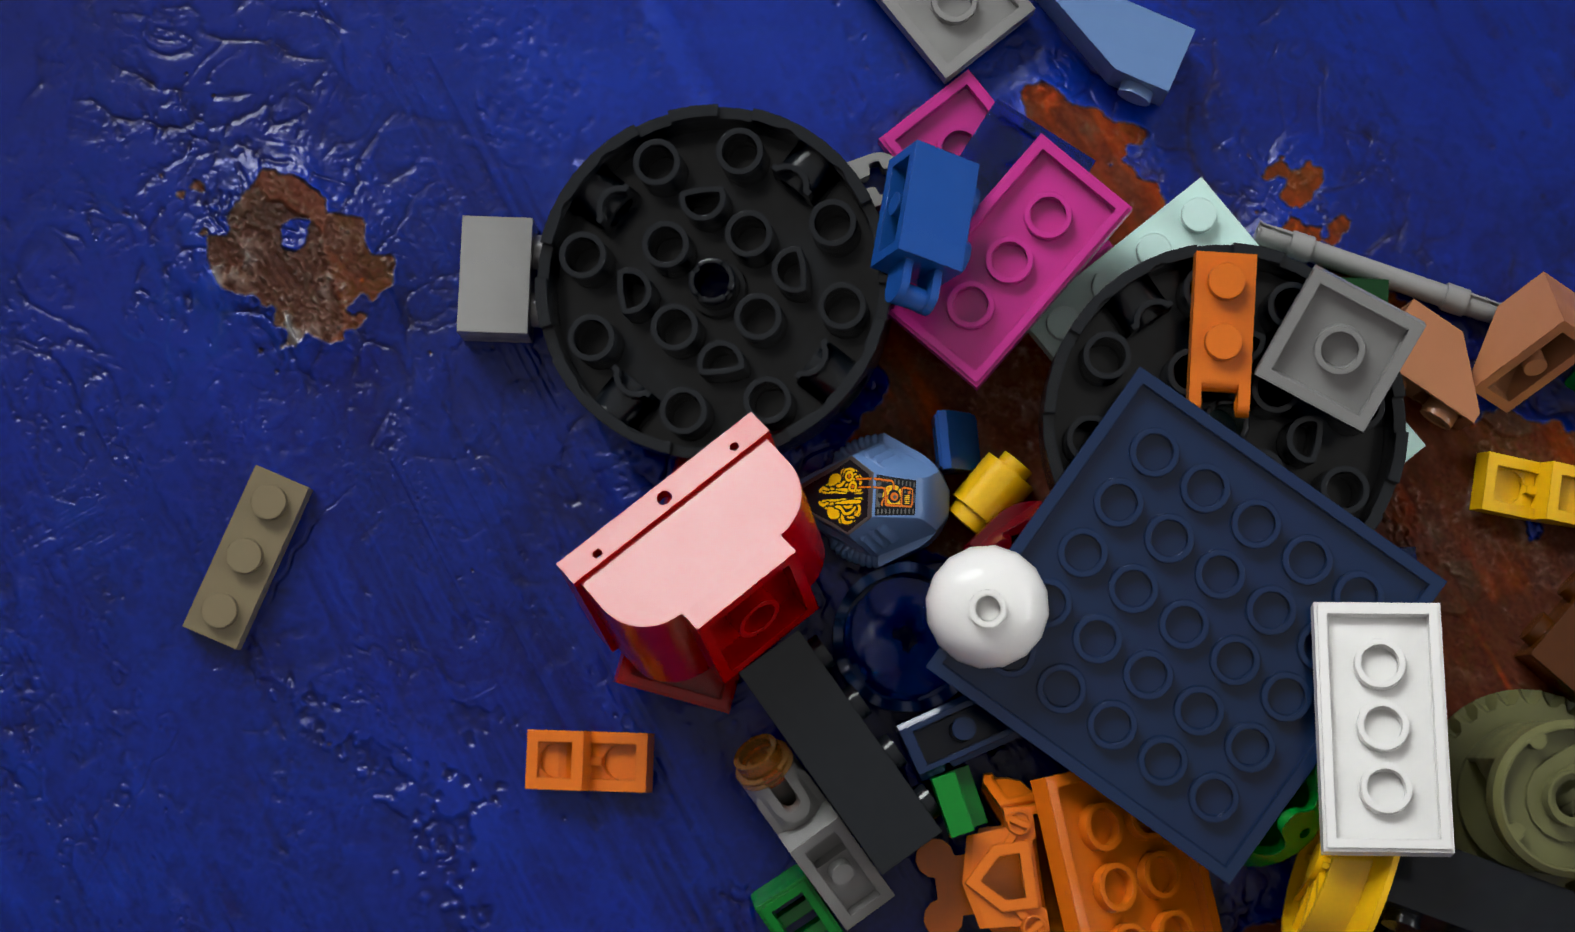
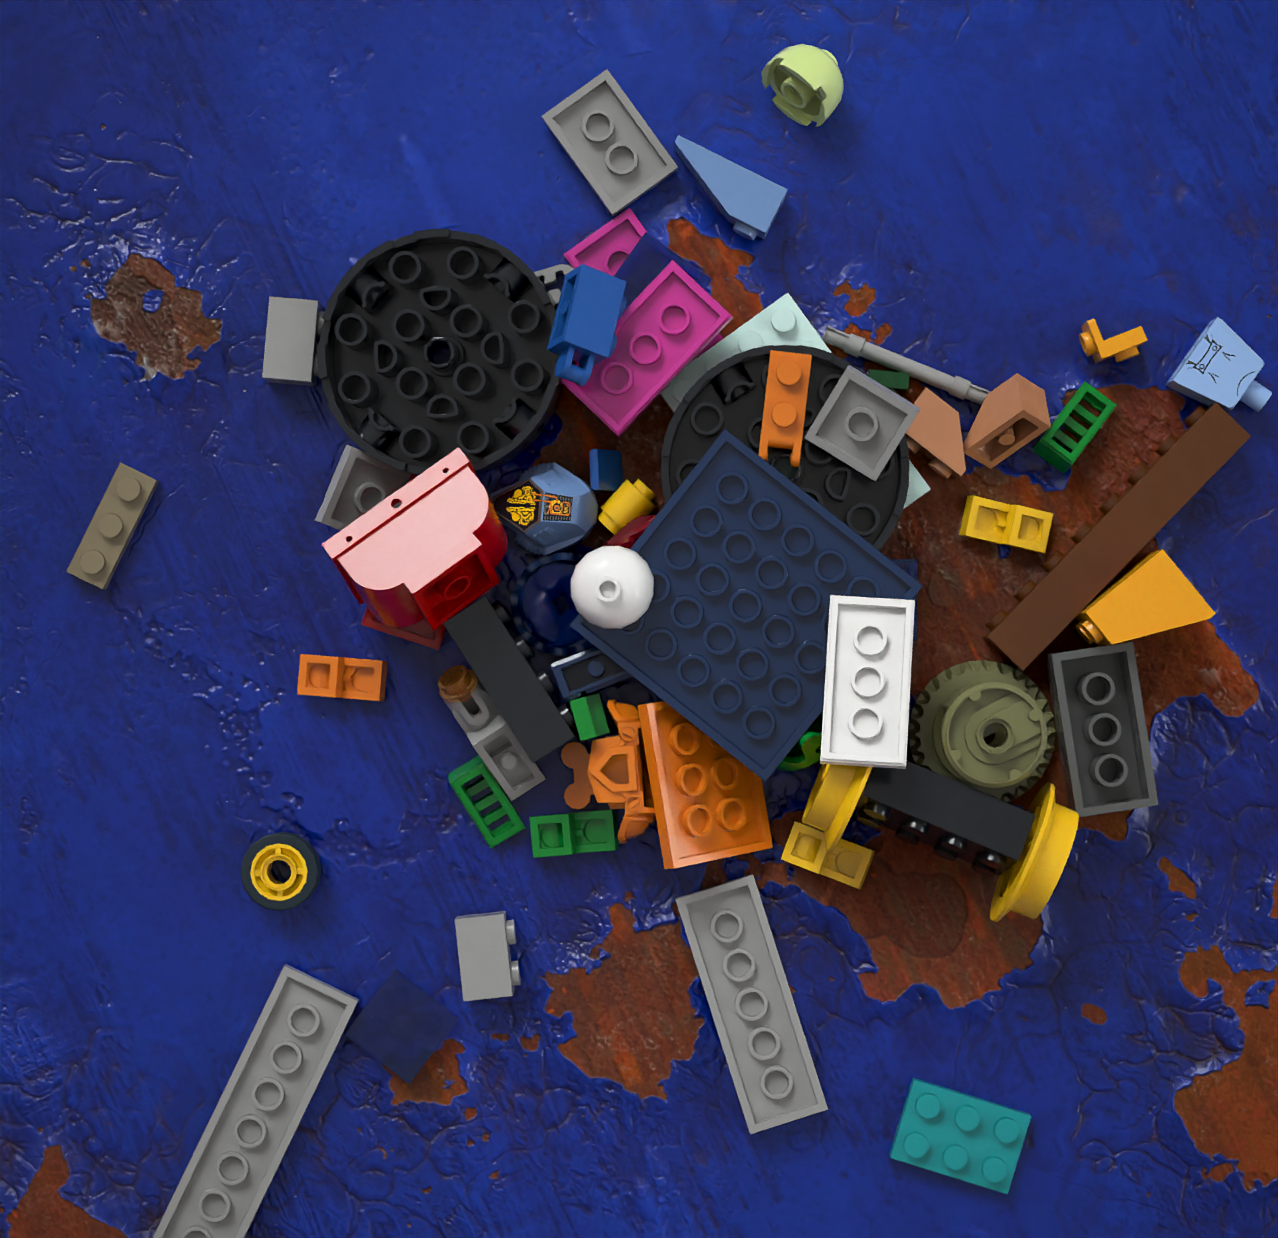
camera: 10 degrees right, 5 degrees up
(601, 482) = (357, 487): none -> light grey hinge

